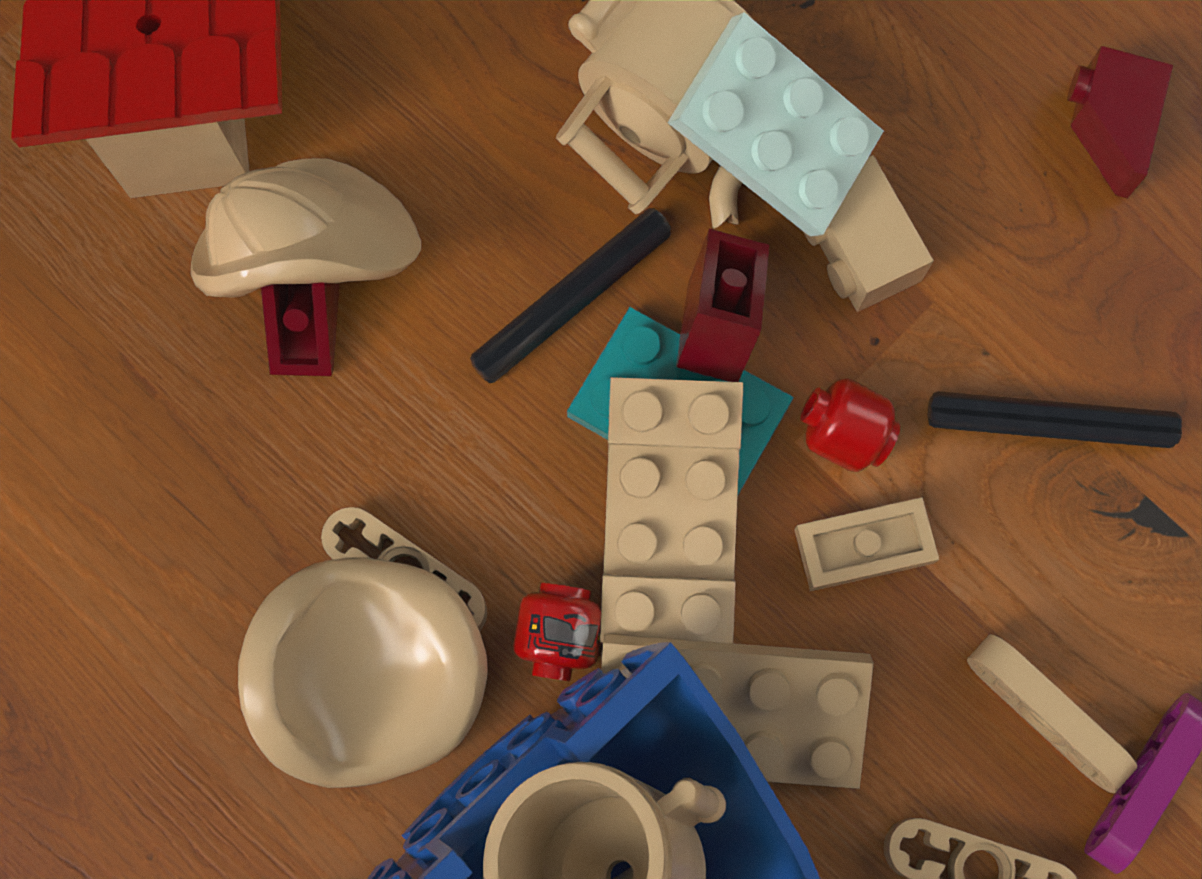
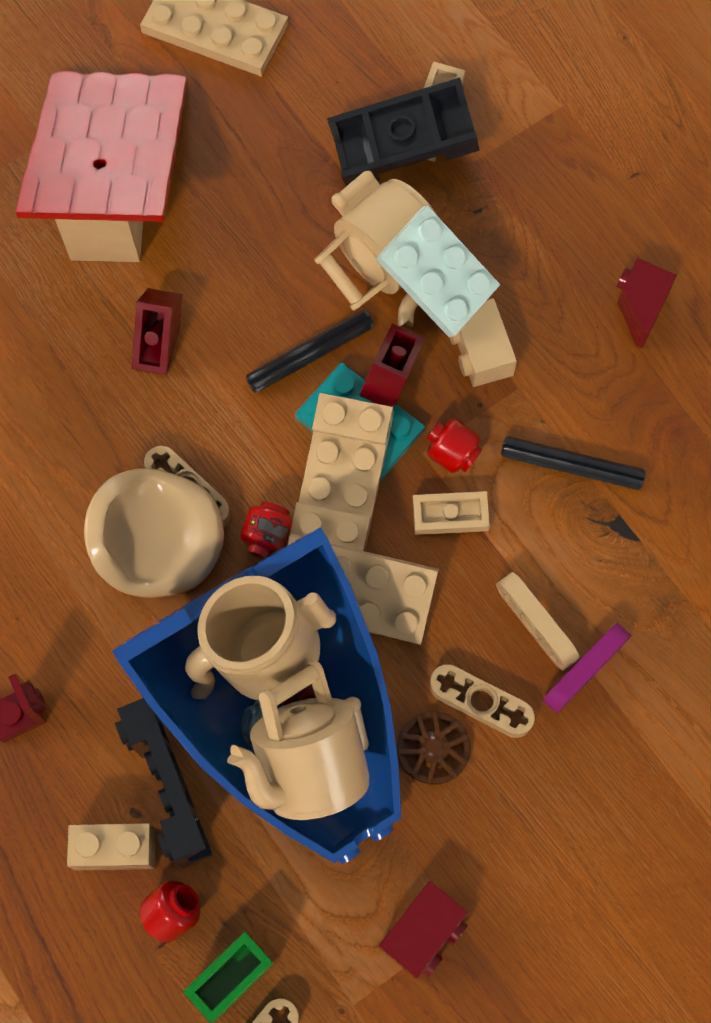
camera: 10 degrees right, 5 degrees down
(301, 227) = (164, 287): tan piece -> none

